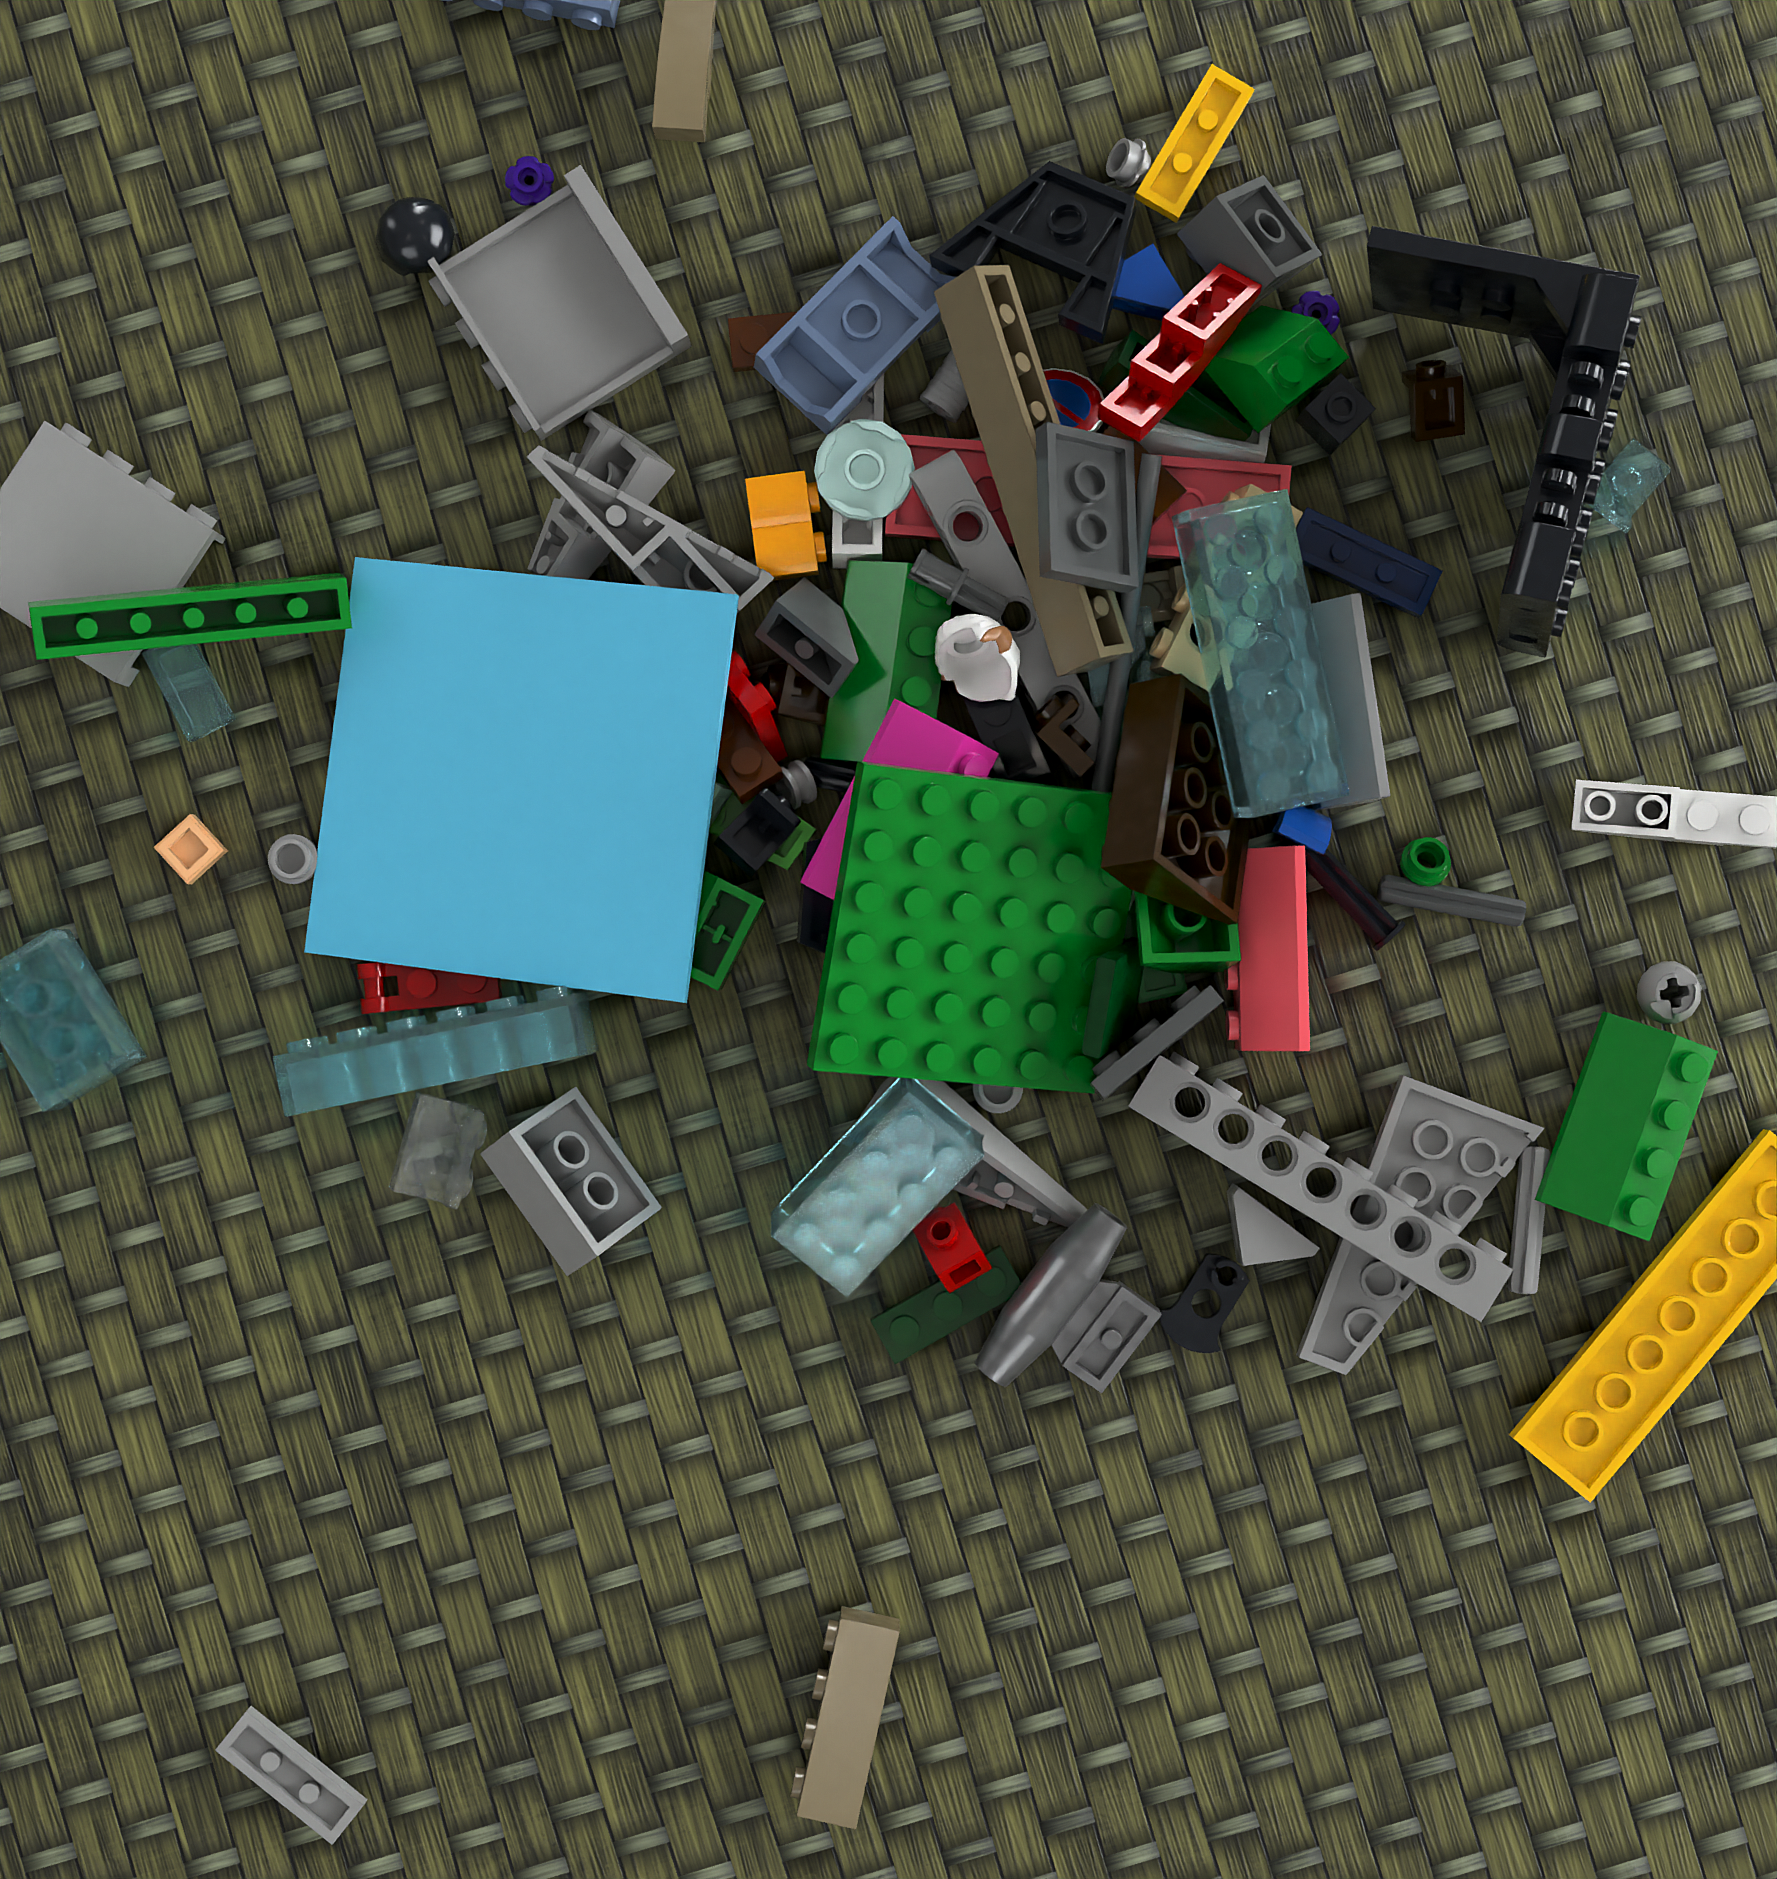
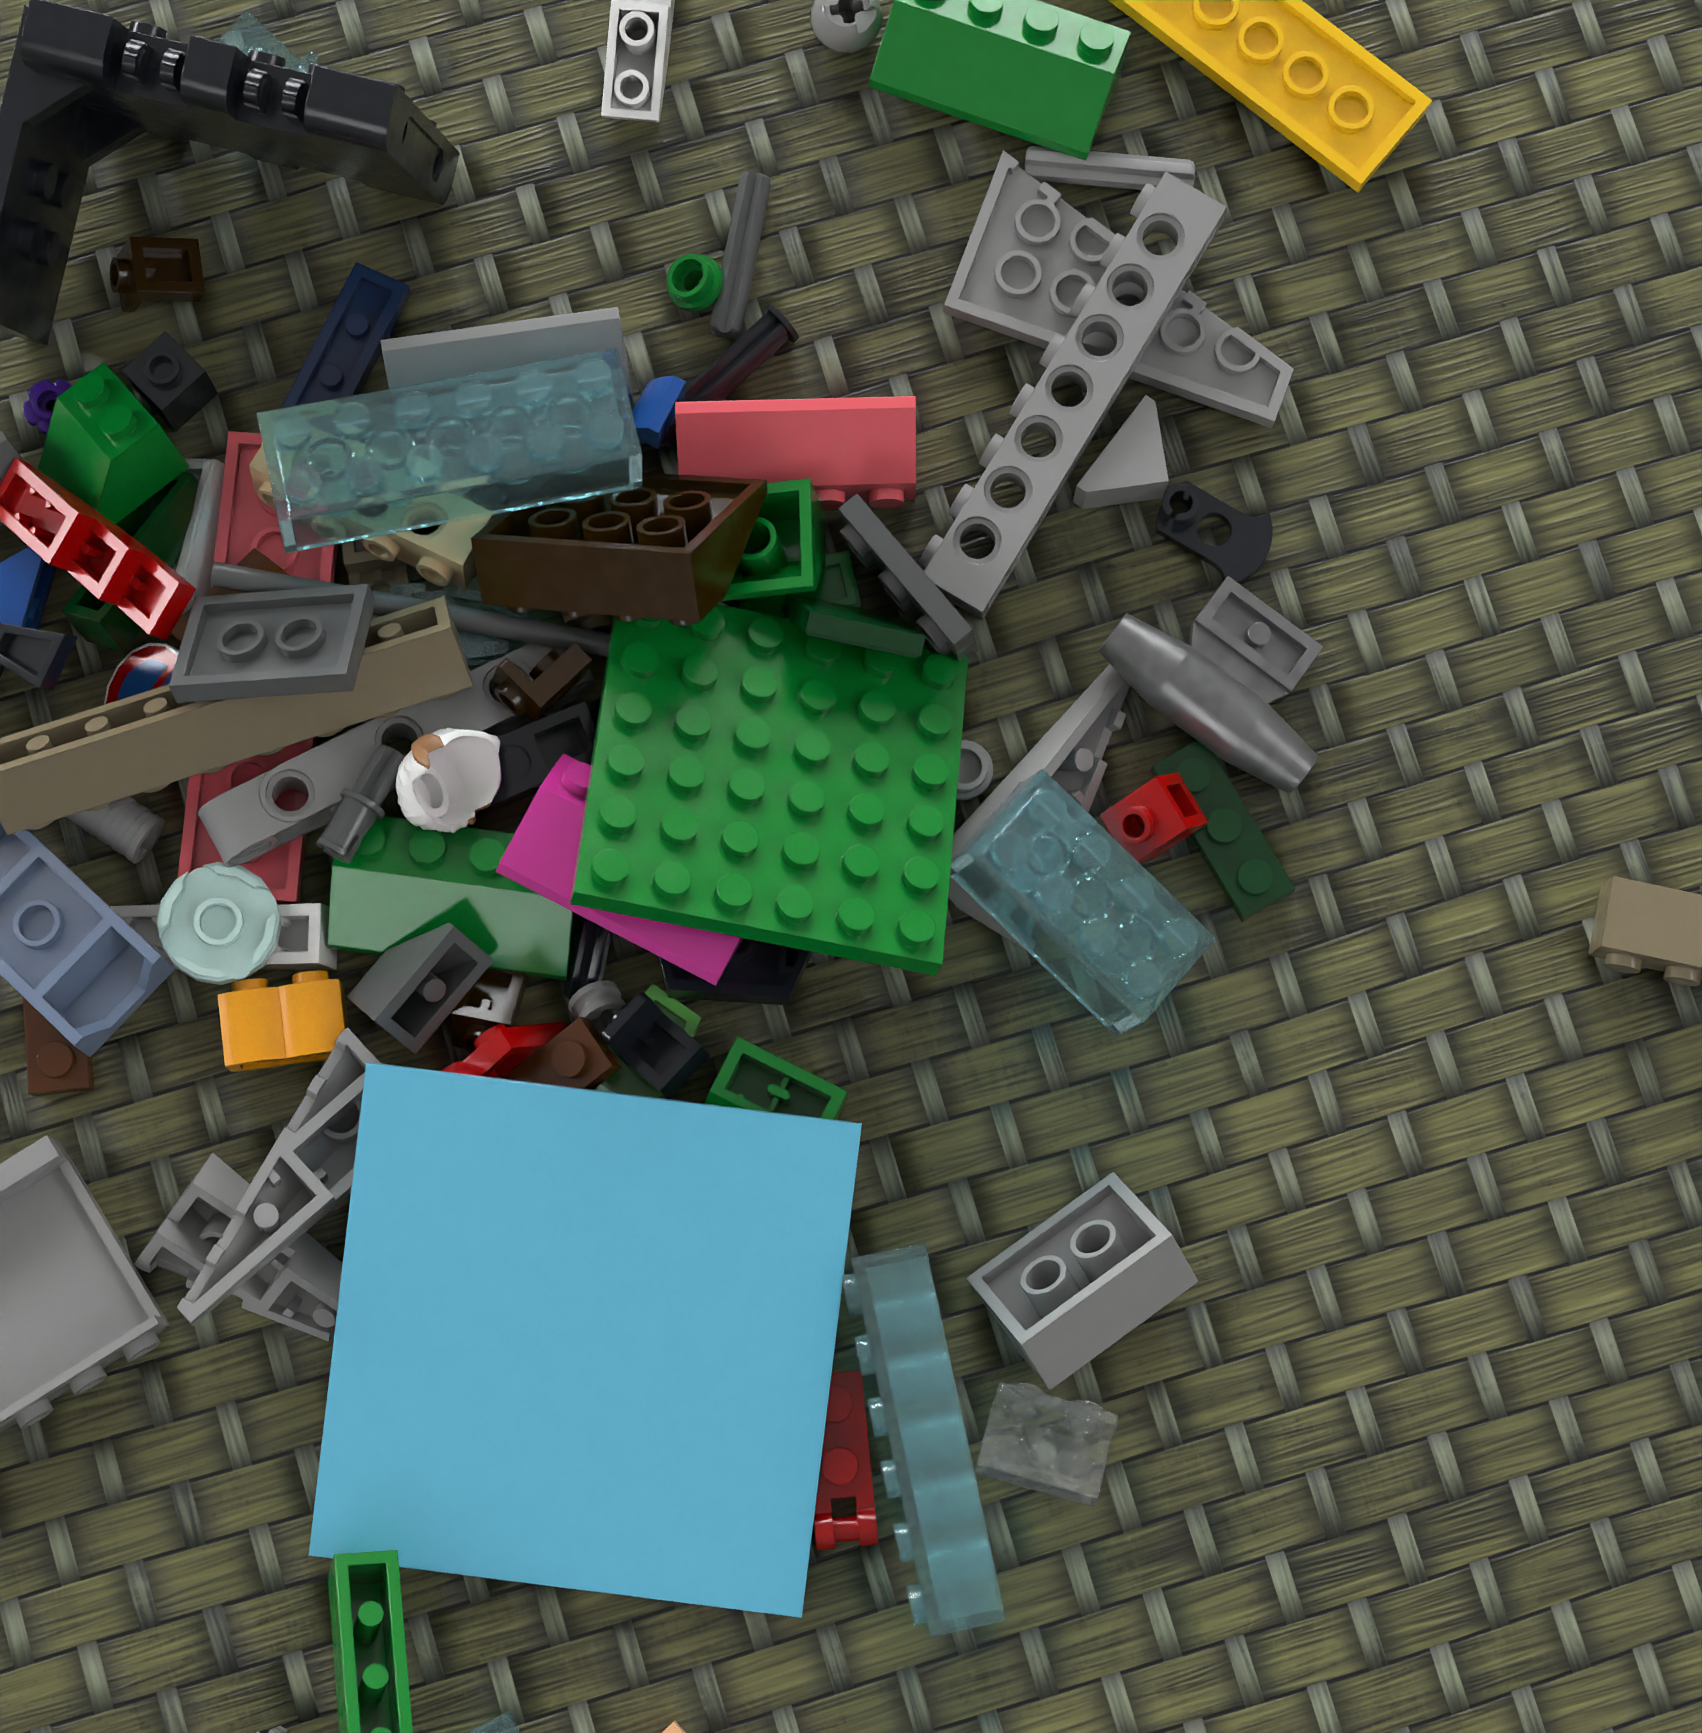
camera: 90 degrees left, 10 degrees down
(293, 859) = (685, 1633): light grey plate -> none

